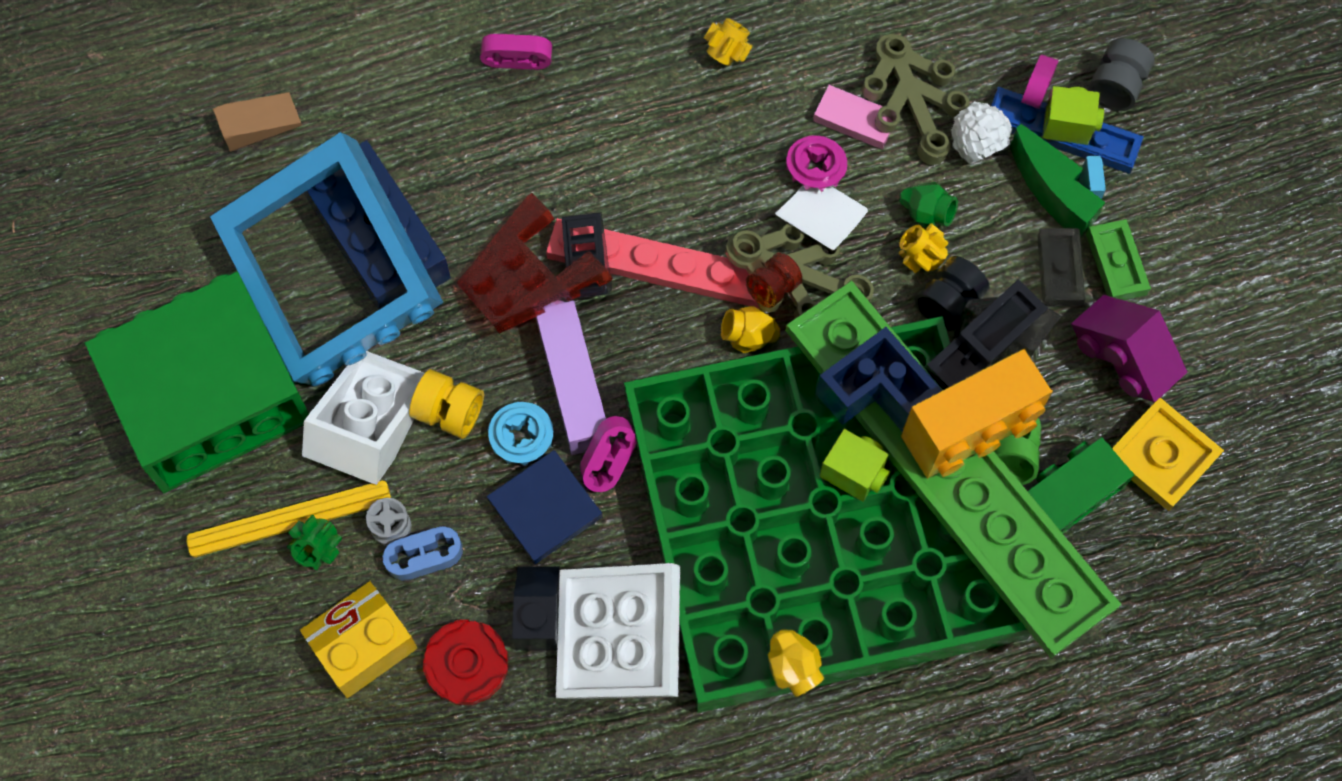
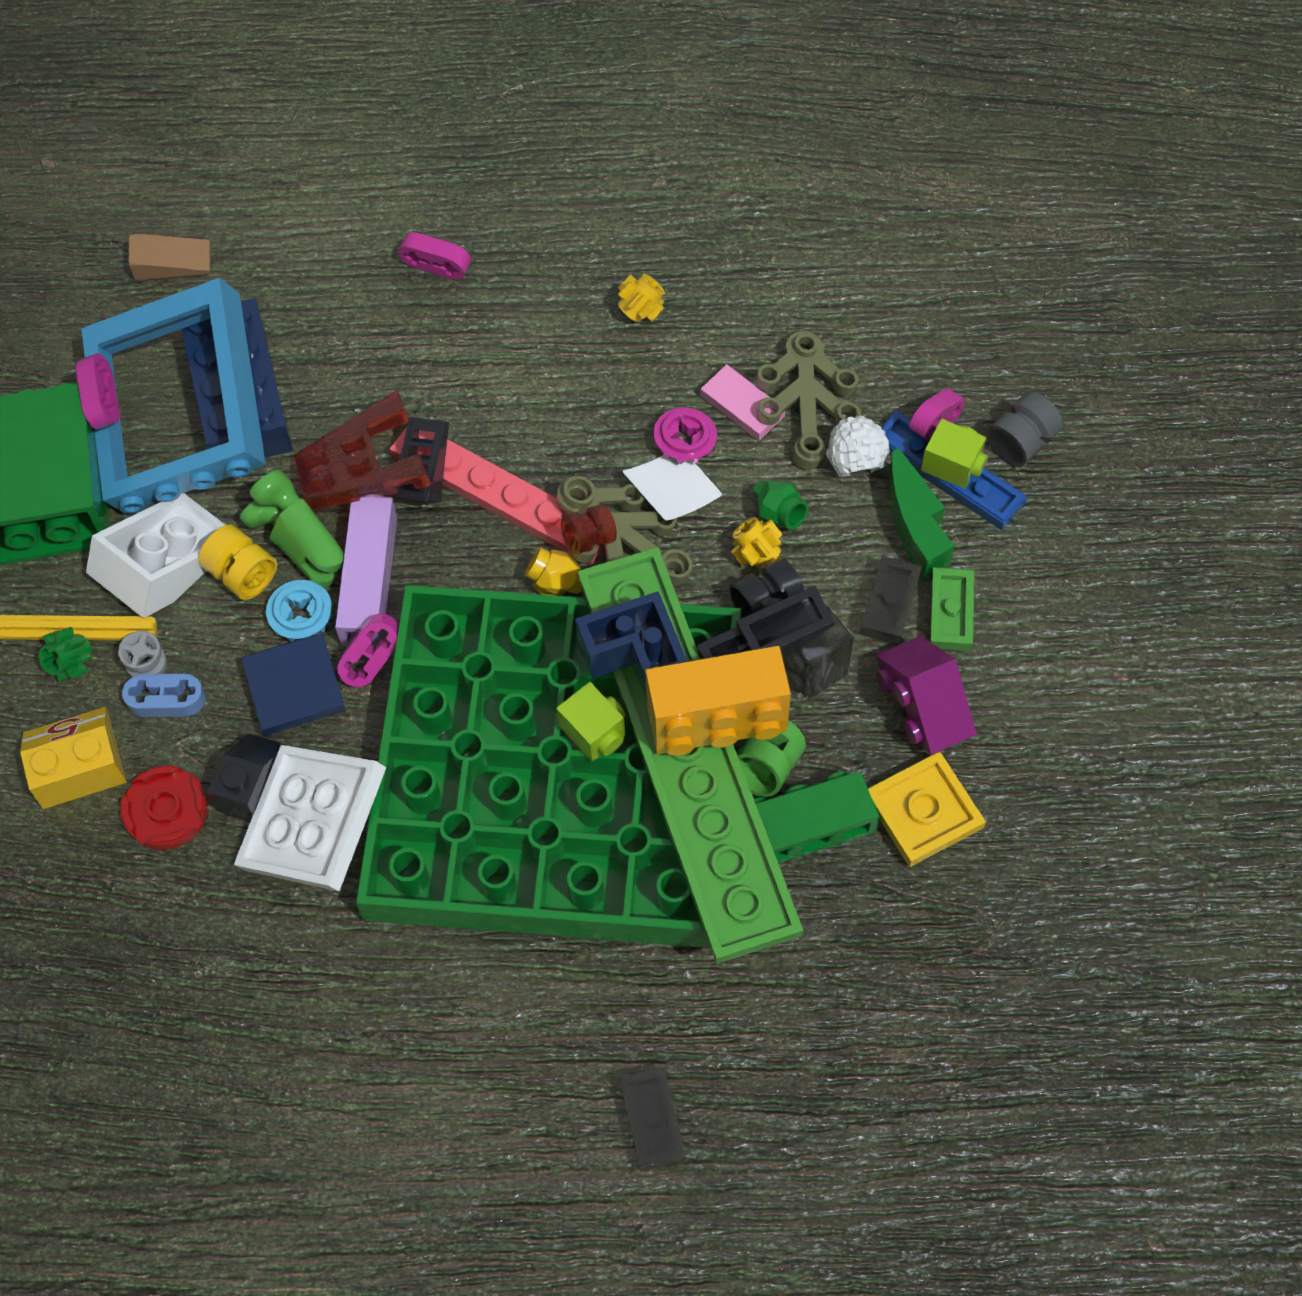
camera: 20 degrees right, 5 degrees down
(254, 276) = (97, 391): none -> dark pink beam
(492, 356) = (295, 528): none -> bright green piece
(794, 662) = (458, 889): yellow rock -> none
(1093, 175) = (956, 520): medium azure tile -> none

